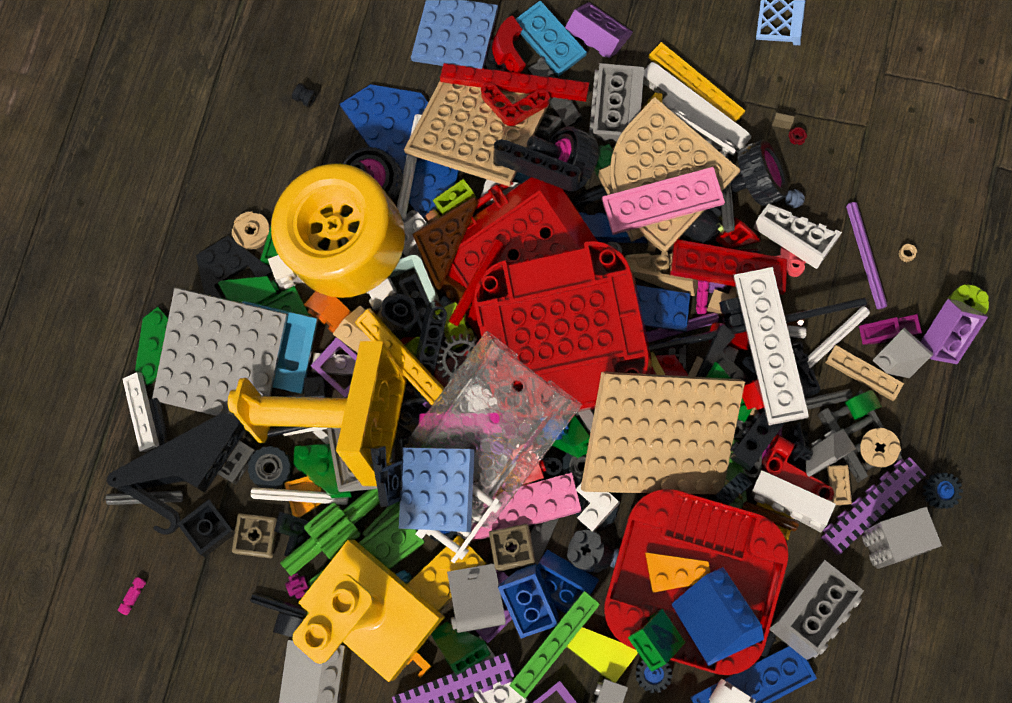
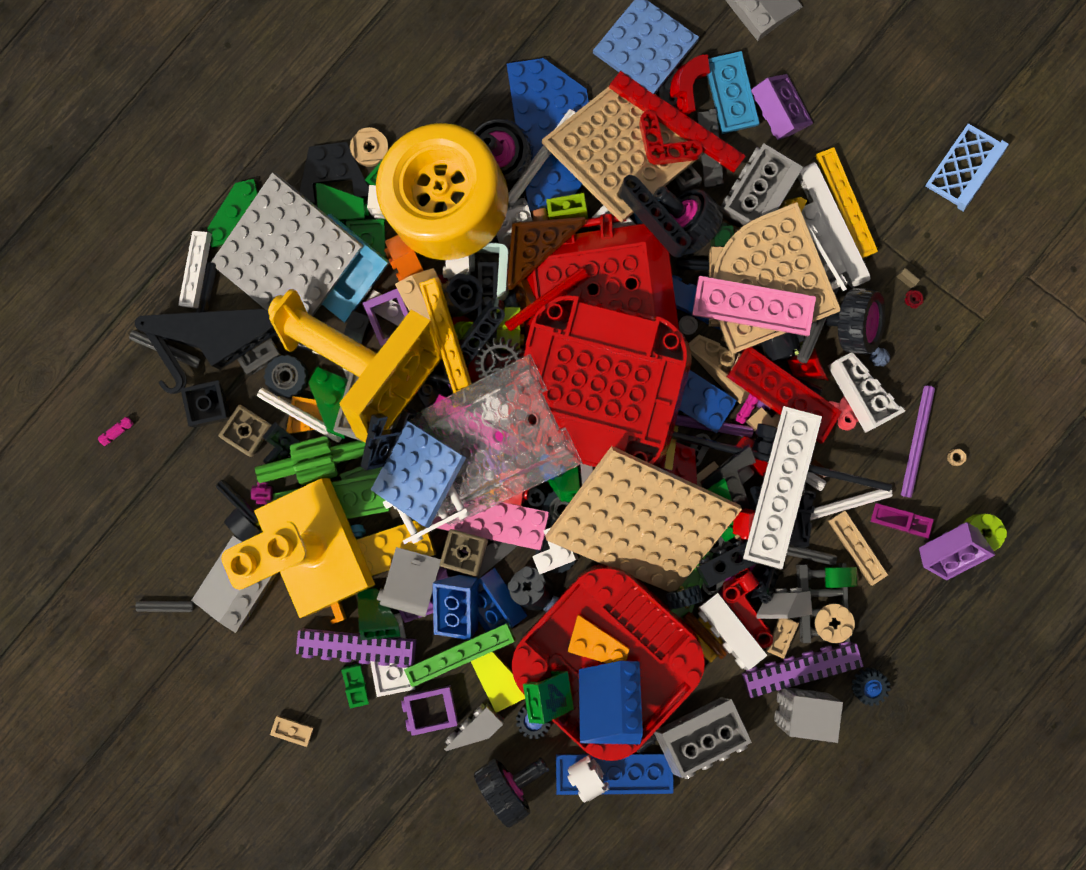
camera: 25 degrees right, 10 degrees up
(304, 95) = (477, 39): black wheel -> none
(903, 355) = (900, 550): light grey slope -> none

